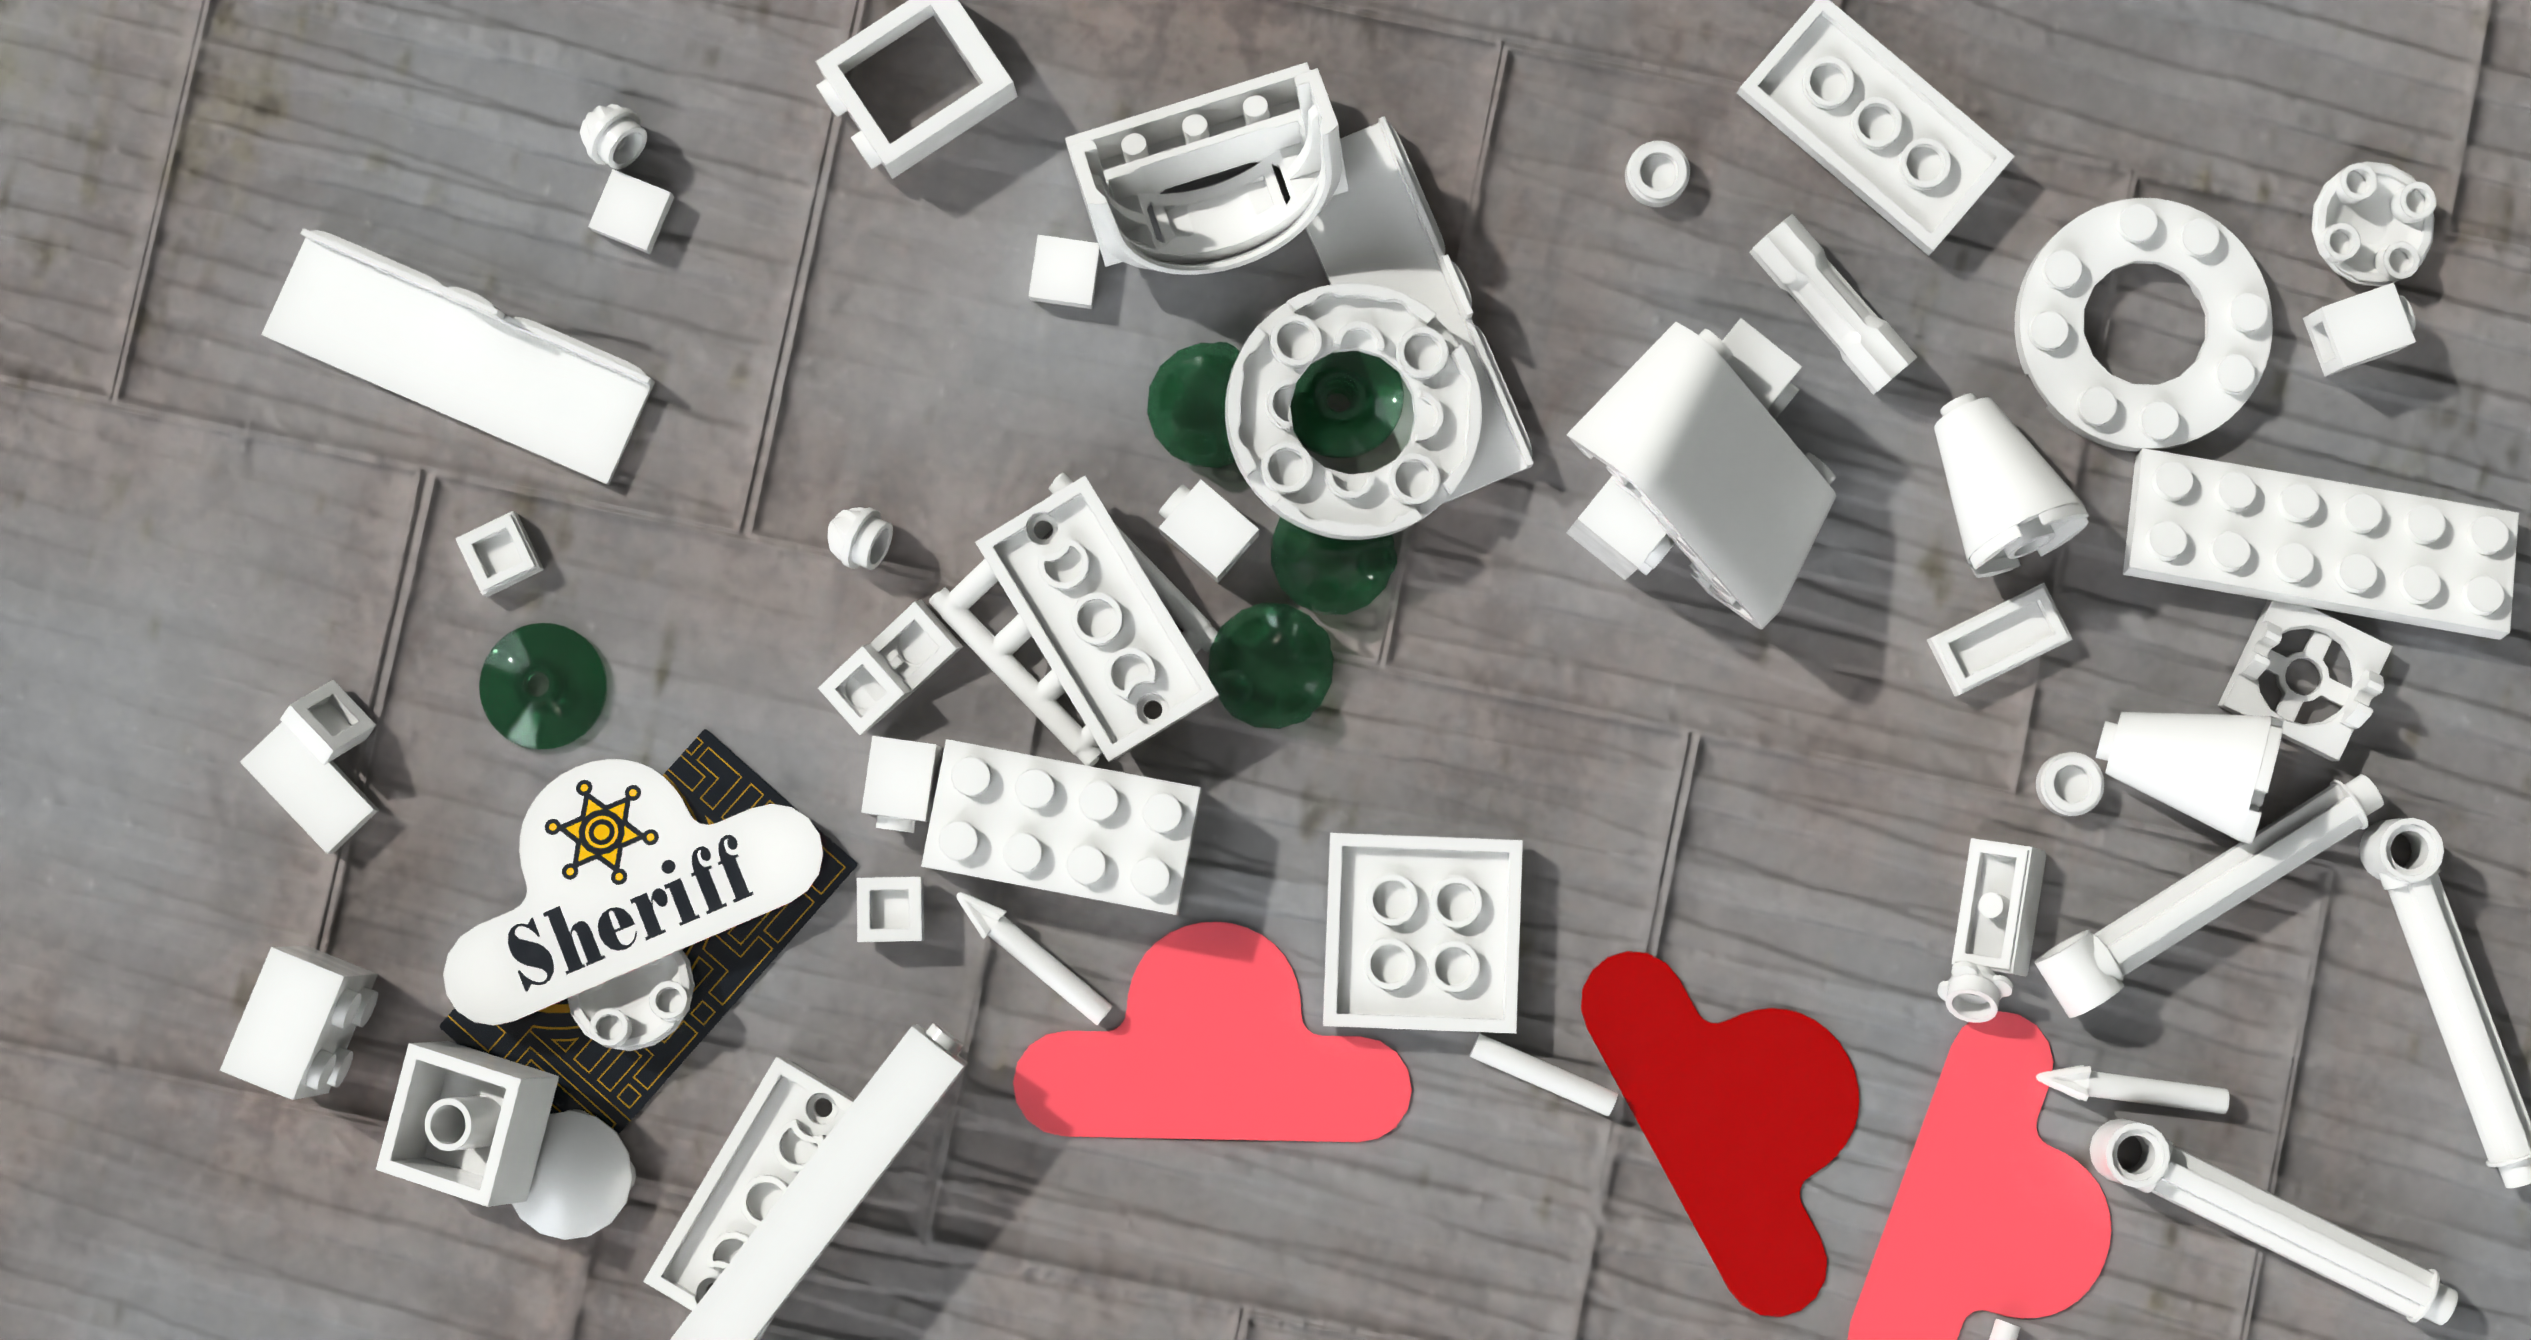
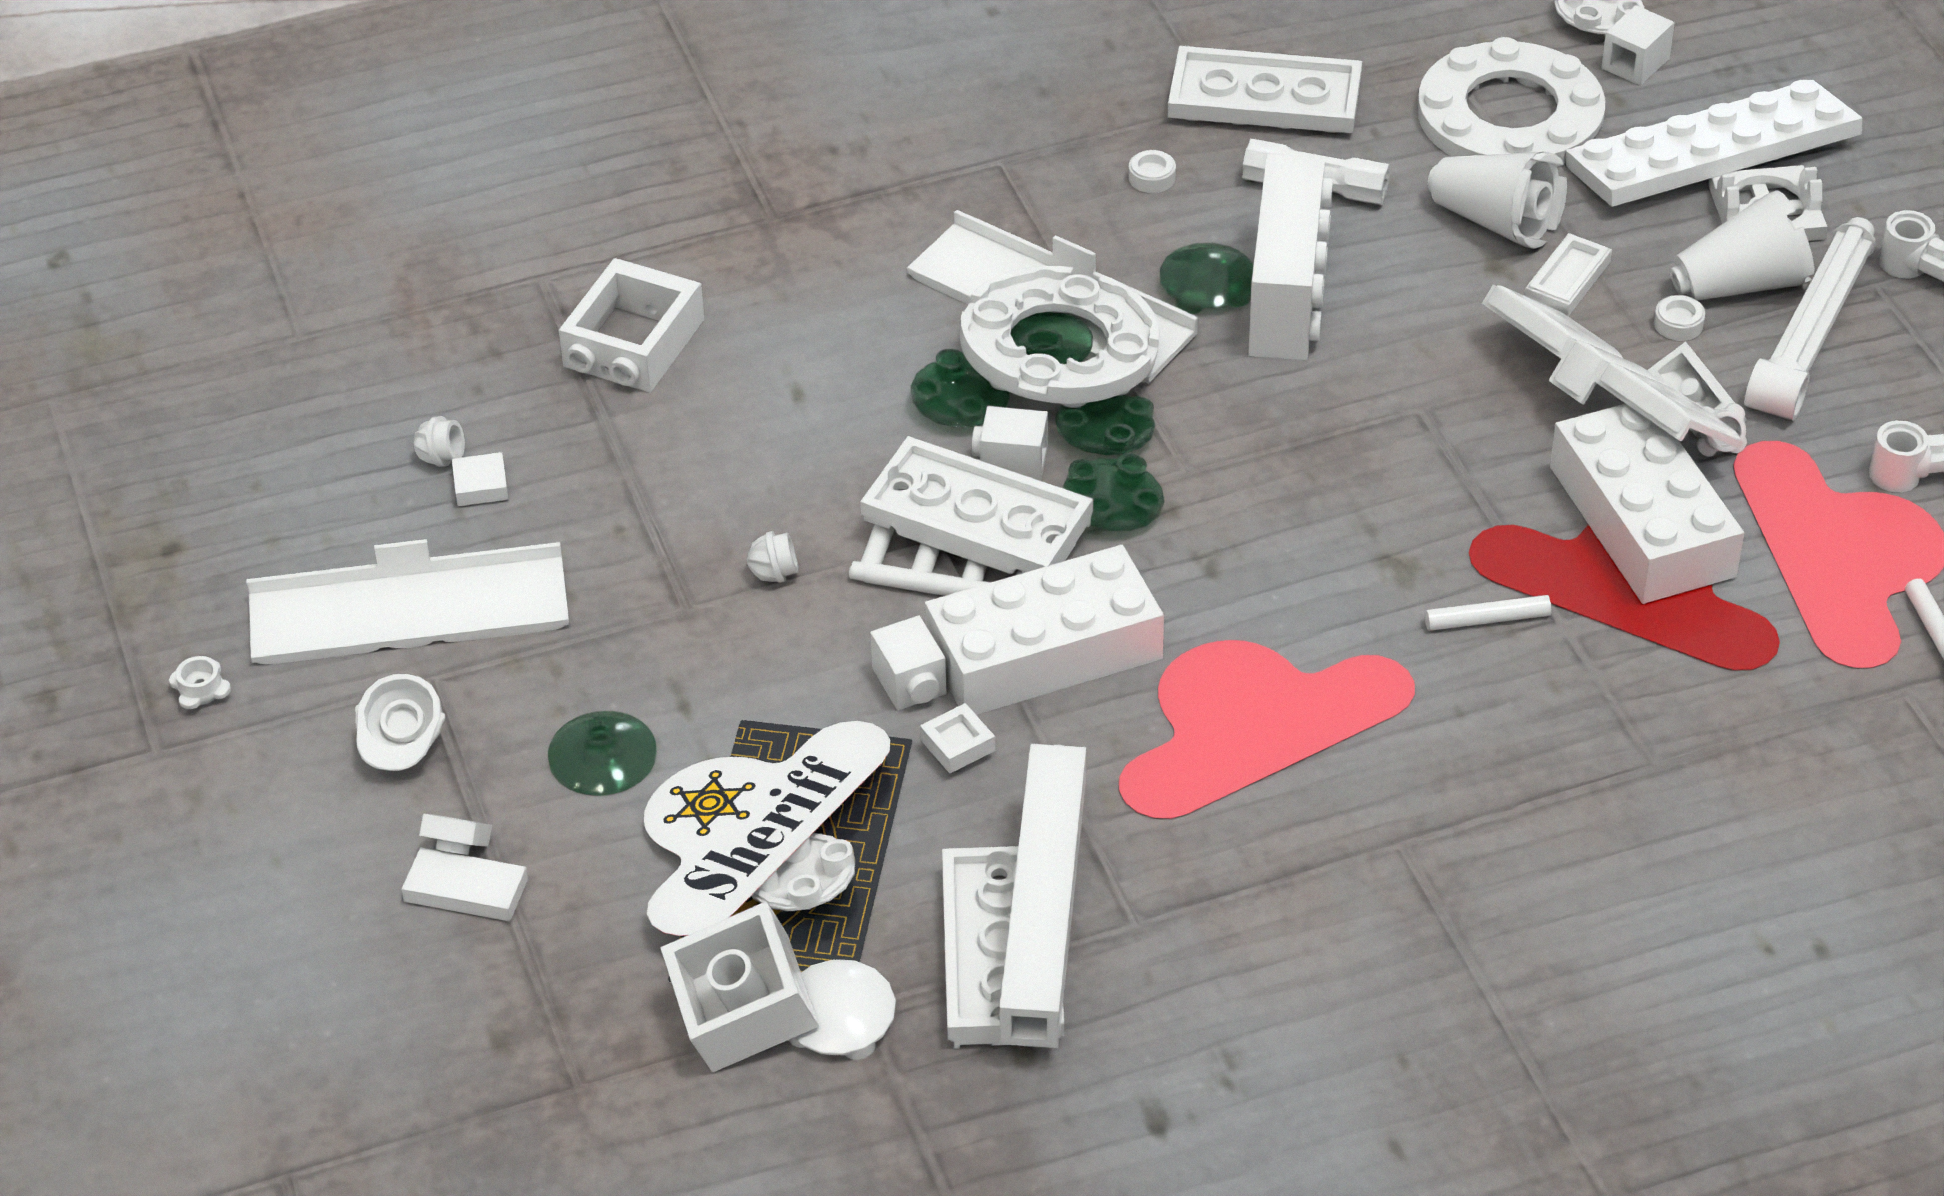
camera: 30 degrees left, 40 degrees down
(173, 339) = (199, 682): none -> white plate
(301, 1022) = (567, 989): white brick -> none
(343, 545) = (397, 722): none -> white hat
(499, 554) = (516, 693): white tile -> none
(890, 667) = (850, 616): white slope -> none
(991, 921) = (1033, 714): white piece -> none
(1064, 271) = (807, 377): white tile -> none
(1216, 228) = (818, 285): white piece -> none
(1422, 933) = (1338, 574): white plate -> none
(1581, 373) = (1207, 277): none -> clear green dish
(1711, 470) = (1280, 199): white windscreen -> none
(1808, 1049) = (1646, 502): none -> white brick
(1902, 856) = (1591, 361): none -> white piece
(2084, 1083) = (1832, 446): white piece -> none

